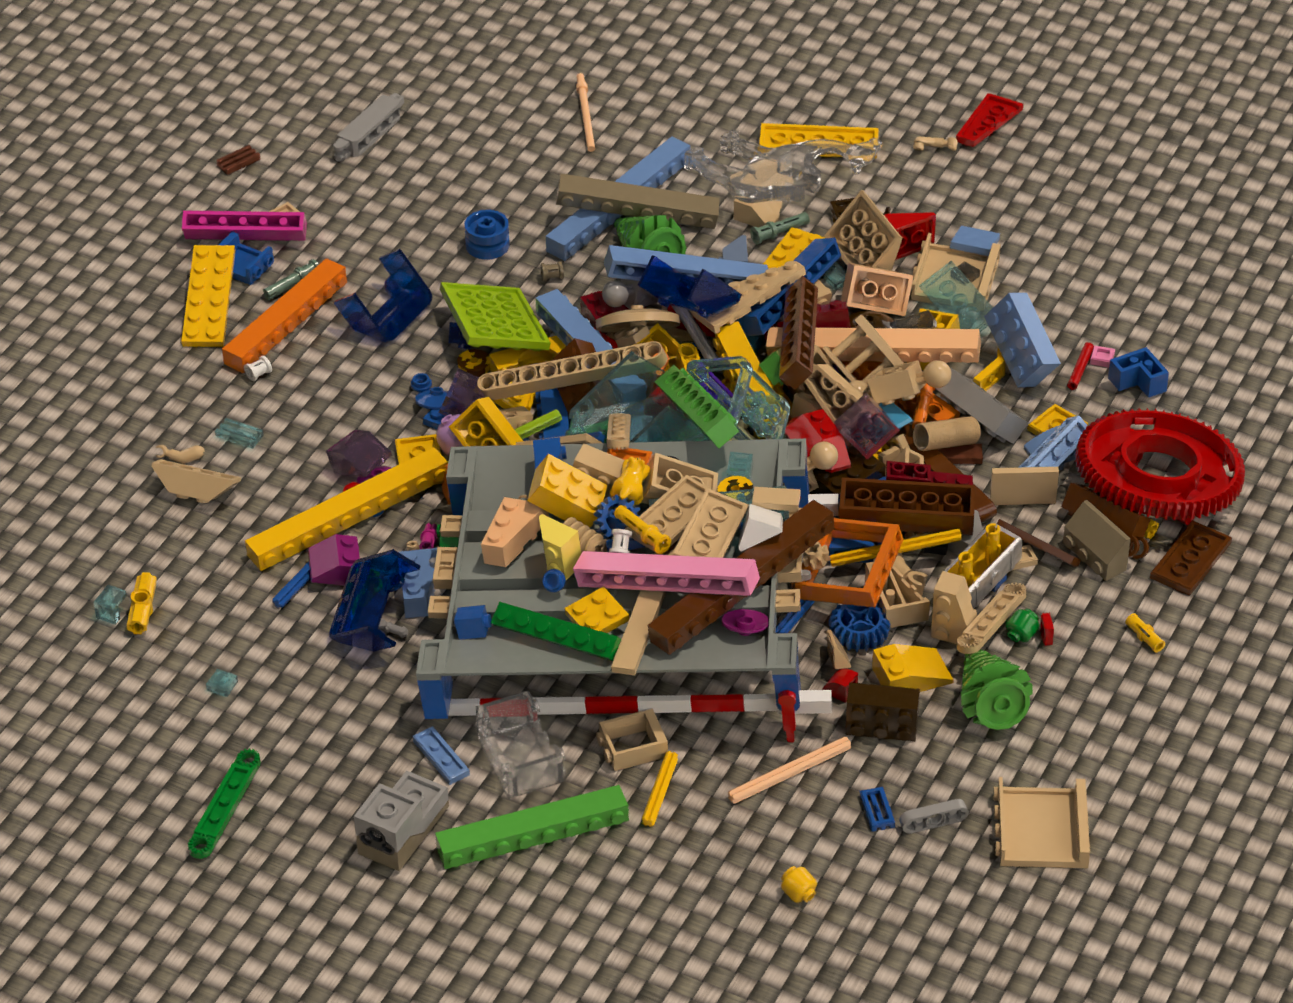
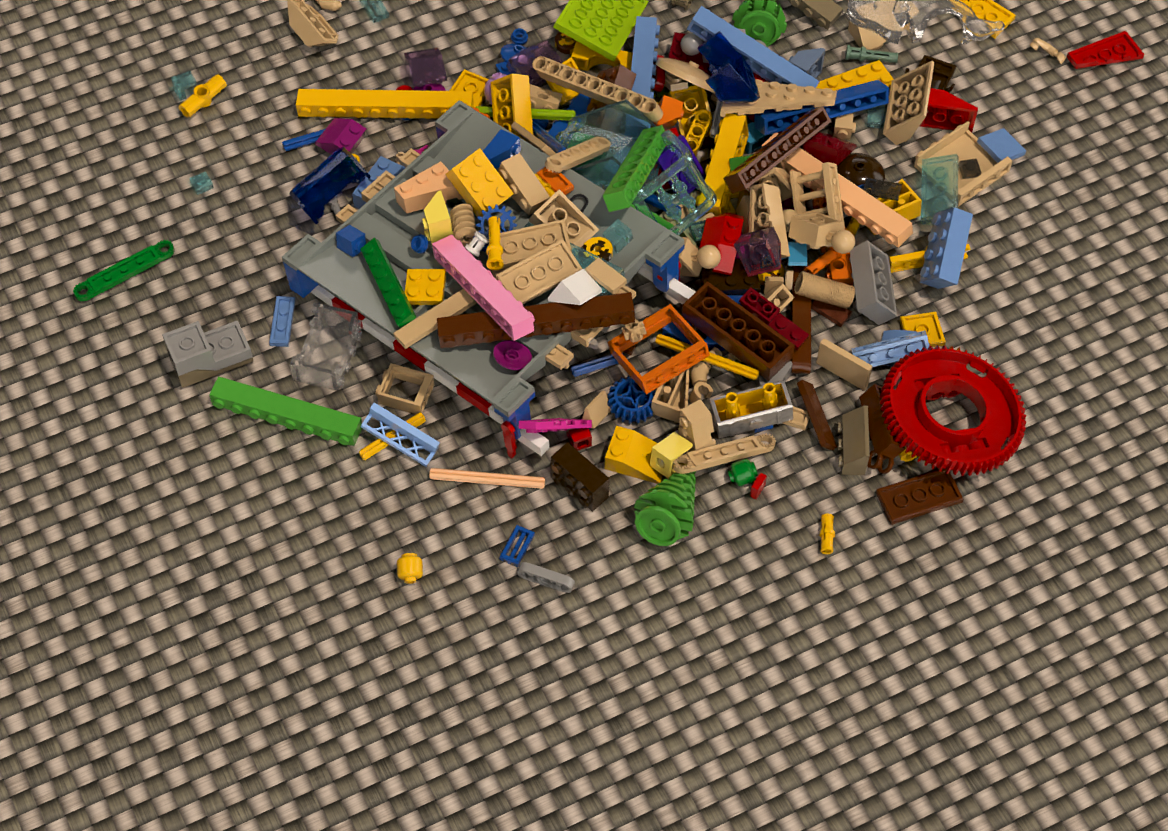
camera: 35 degrees right, 15 degrees up
(631, 479) = (523, 202): yellow animal -> none
(670, 772) = (403, 428): none -> light blue fence
(818, 678) = (553, 424): none -> dark pink wing
(876, 289) = (886, 145): light nougat slope -> none
(946, 644) = (667, 451): none -> light yellow piece
(1042, 826) = (612, 633): tan panel -> none
(1080, 366) = (985, 292): red piece -> none
(1101, 356) = (1009, 294): bright pink tile -> none
(1139, 369) = (1020, 322): blue brick -> none

